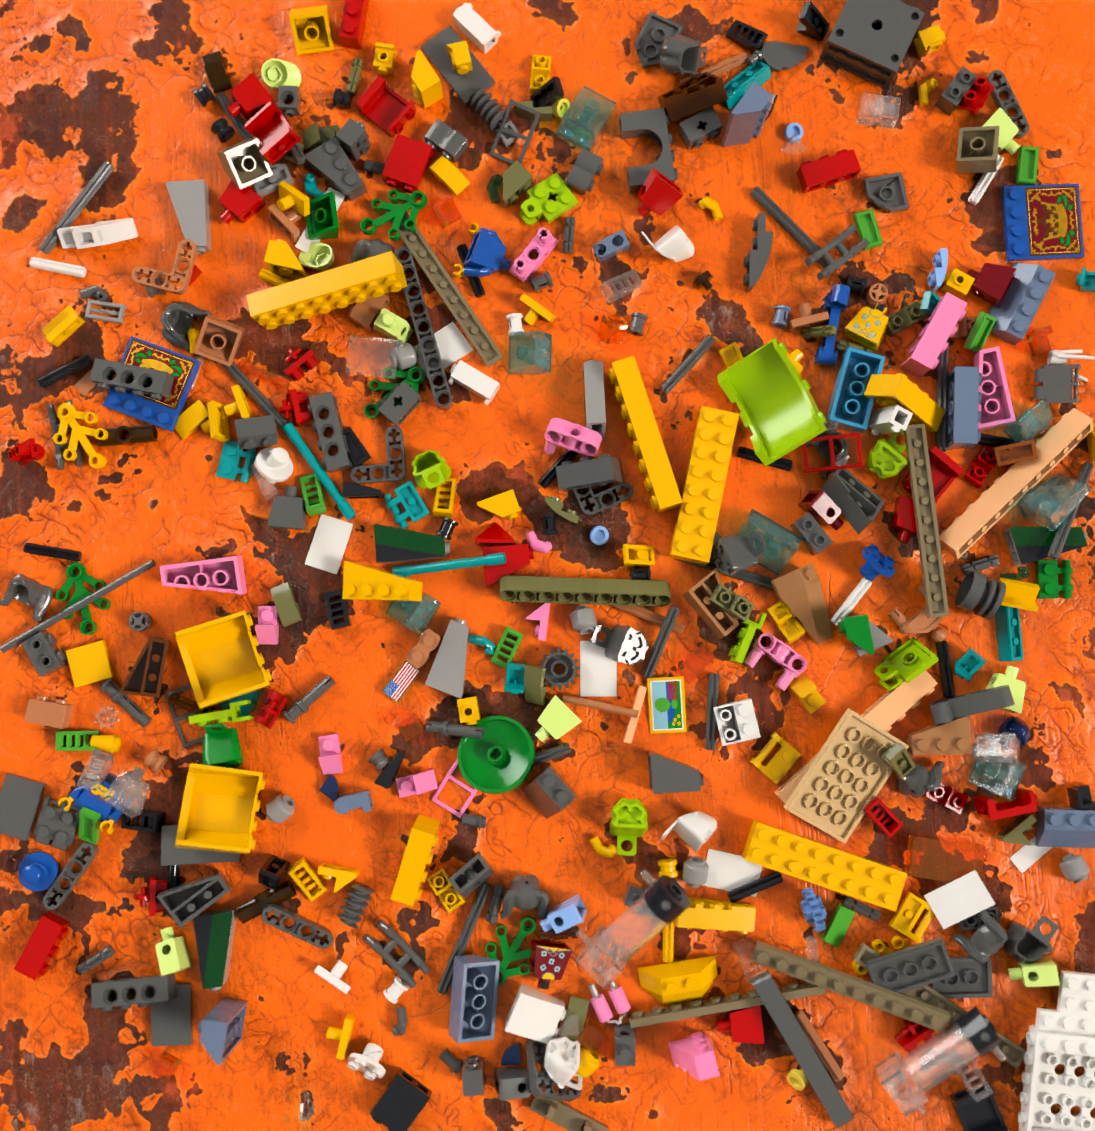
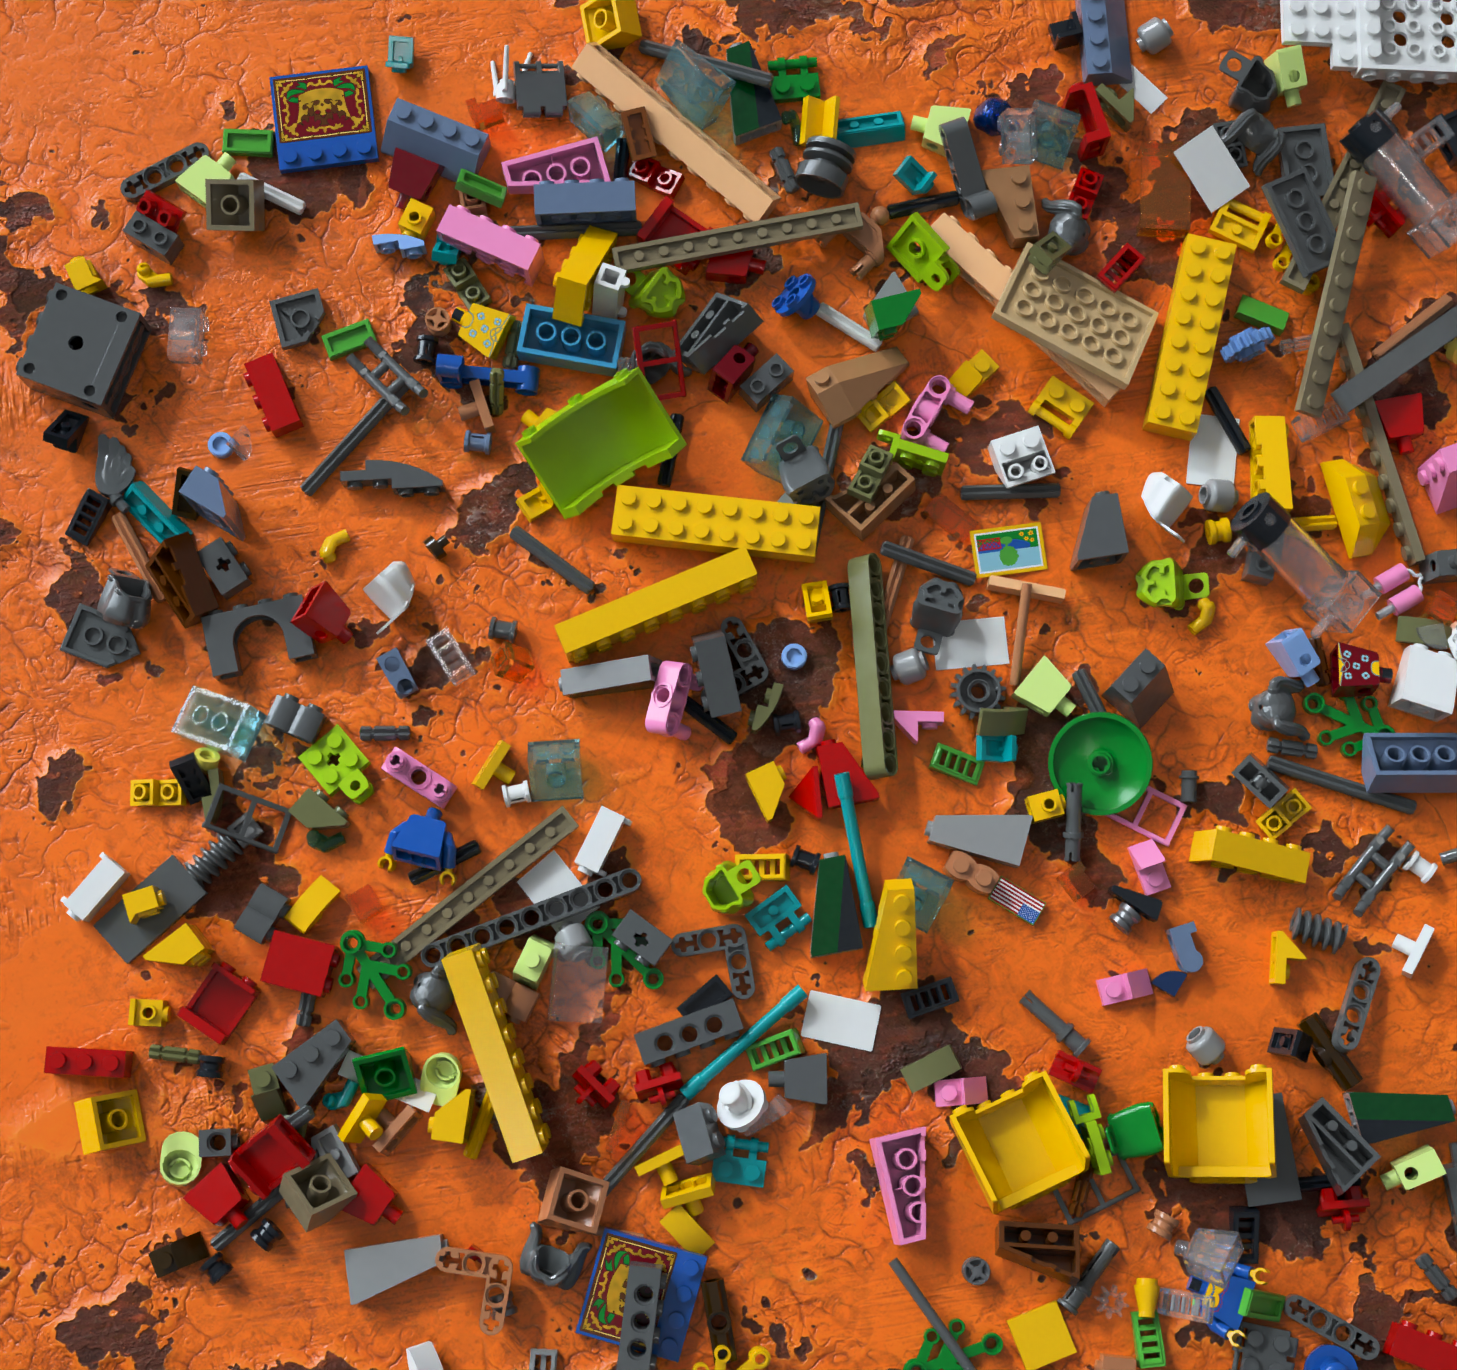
camera: 100 degrees left, 5 degrees down
(193, 335) = (571, 1240): yellow arm -> none
(301, 883) = (1281, 1013): yellow slope -> none
(354, 139) = (272, 1039): dark grey brick -> none
(357, 491) = (766, 987): black slope -> none
(483, 641) = (951, 797): teal arm -> none
(541, 282) = (454, 764): dark grey bush -> none
(861, 908) = (1237, 287): dark grey axle -> none

